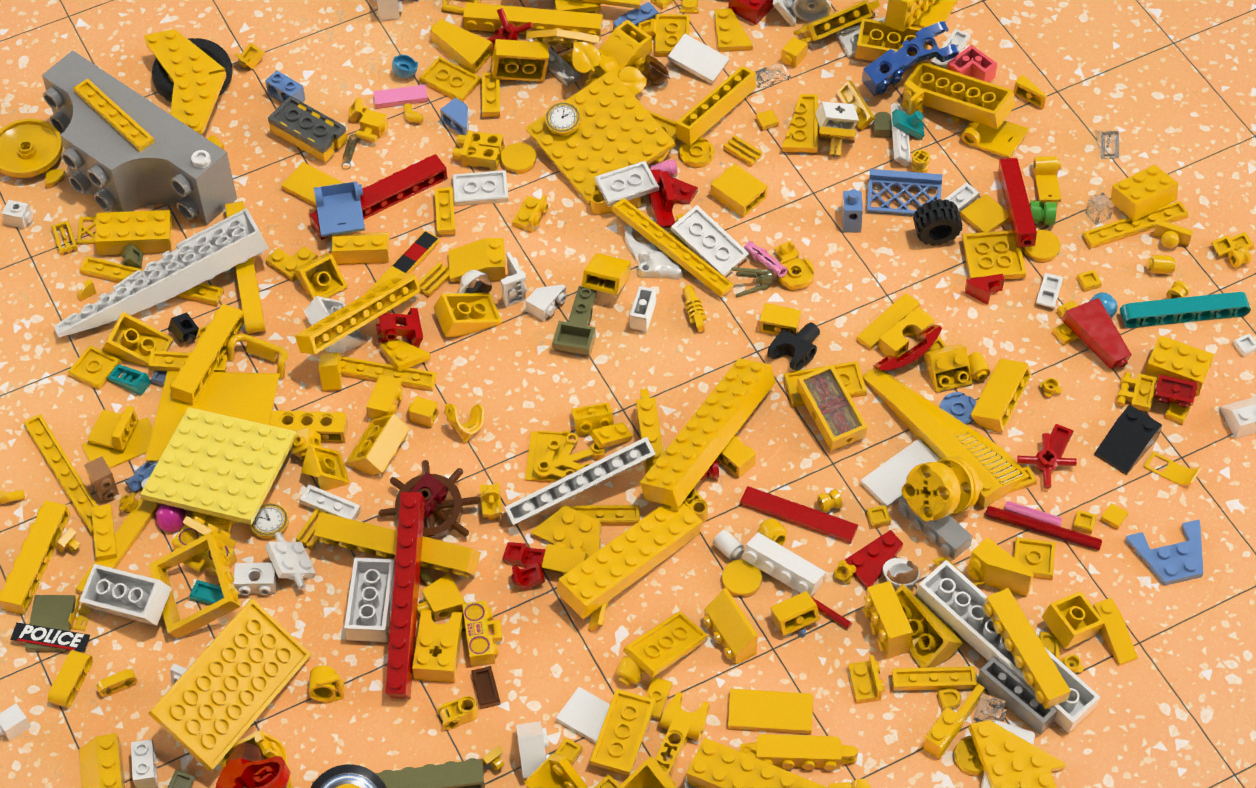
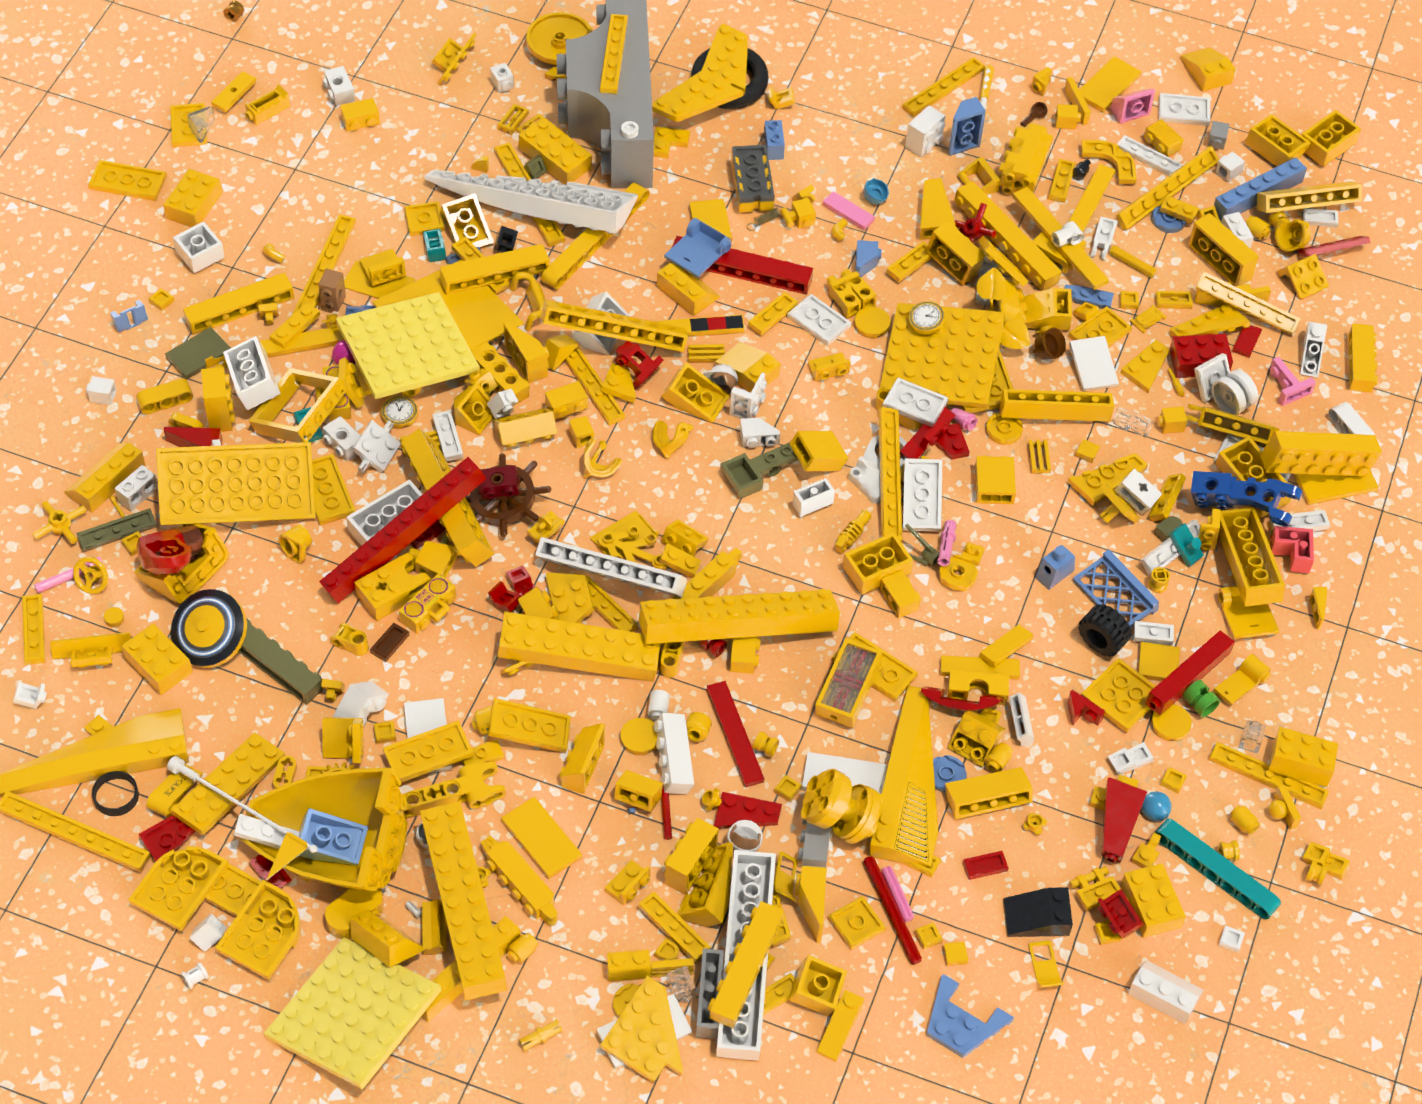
camera: 45 degrees right, 0 degrees up
(50, 637) = (184, 359): sticker -> none
(127, 638) = (218, 398): none -> yellow brick
(144, 685) = (192, 436): none -> red slope
(286, 264) = (628, 262): yellow plate -> none
(307, 628) = (330, 491): none -> yellow tile
(310, 392) = (526, 352): none -> yellow slope
(321, 277) = (632, 285): yellow slope -> none
(343, 443) = (502, 403): none -> white brick
(450, 79) = (898, 228): yellow tile -> none
(498, 365) = (661, 438): none -> yellow helmet
(741, 313) = (875, 561): none -> yellow brick
(768, 29) = (1176, 383): none -> yellow piece
(797, 346) = (885, 620): black connector -> none
(887, 291) = (1006, 645): none -> yellow tile
(960, 327) = (1020, 700): none -> white piece
(1051, 463) = (956, 873): red bar -> none
(1075, 660) = (781, 1010): yellow plate -> none
(1108, 143) = (1331, 698): clear slope -> none
(1135, 342) = (1146, 854): none -> yellow plate

